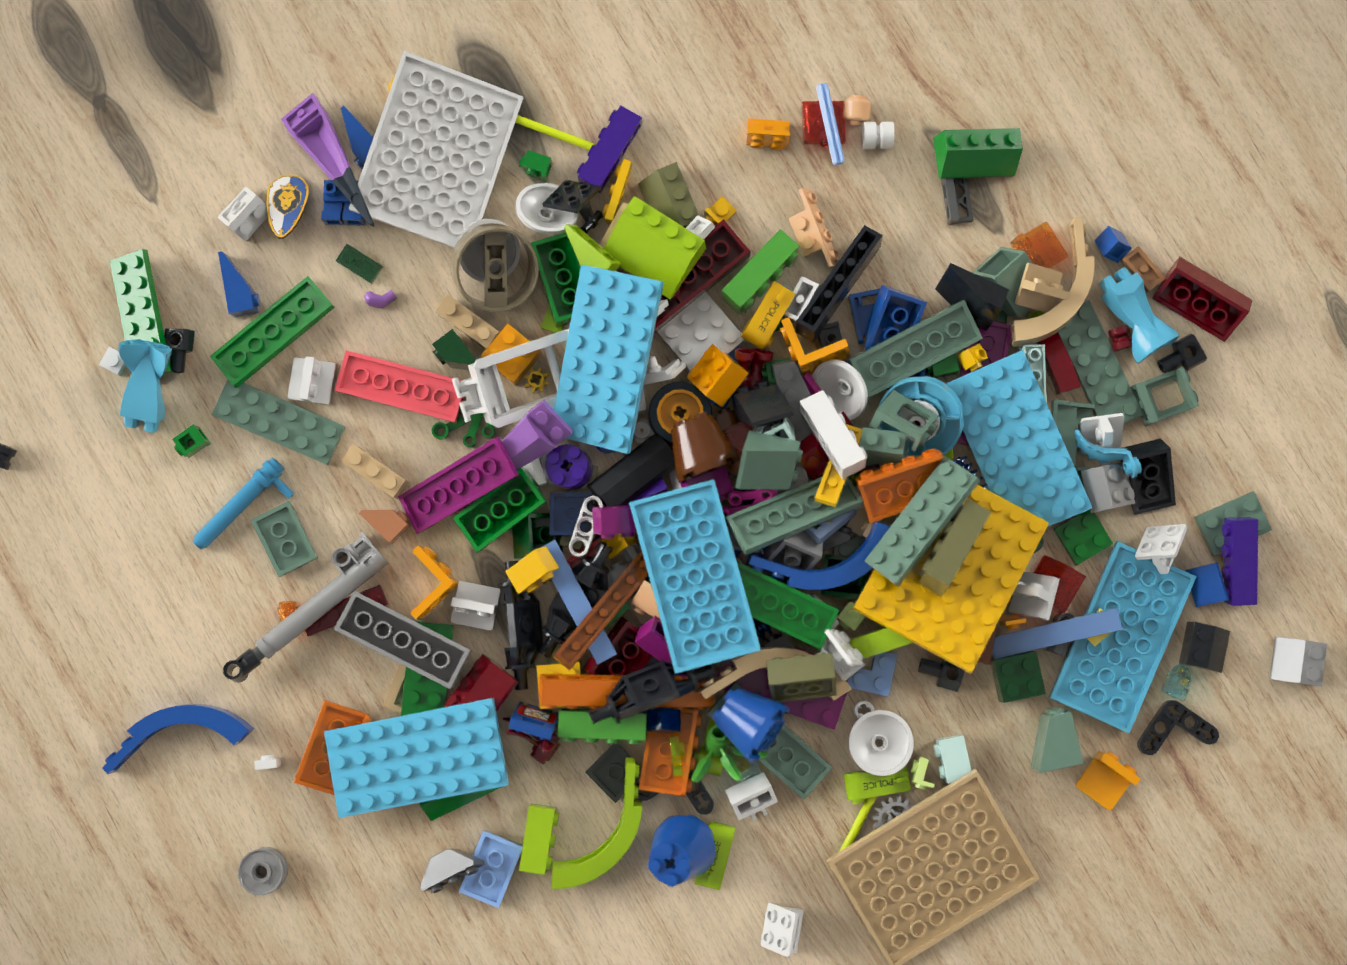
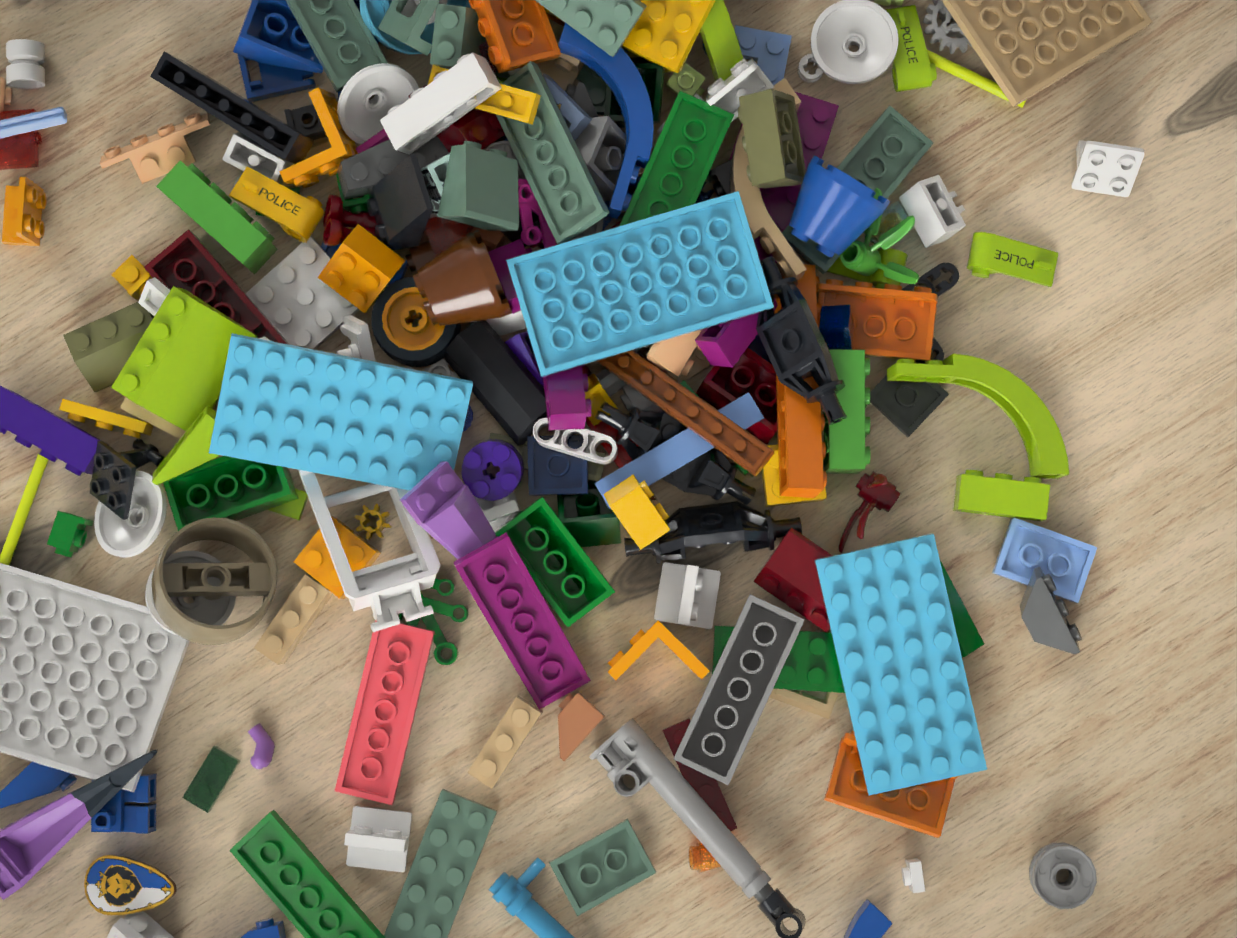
camera: 85 degrees left, 0 degrees up
(453, 351) = (335, 635): dark green slope -> none
(534, 721) = (843, 504): blue container -> none
(677, 750) = (877, 309): clear neon green plate -> none
(681, 850) = (1008, 300): blue cone -> none

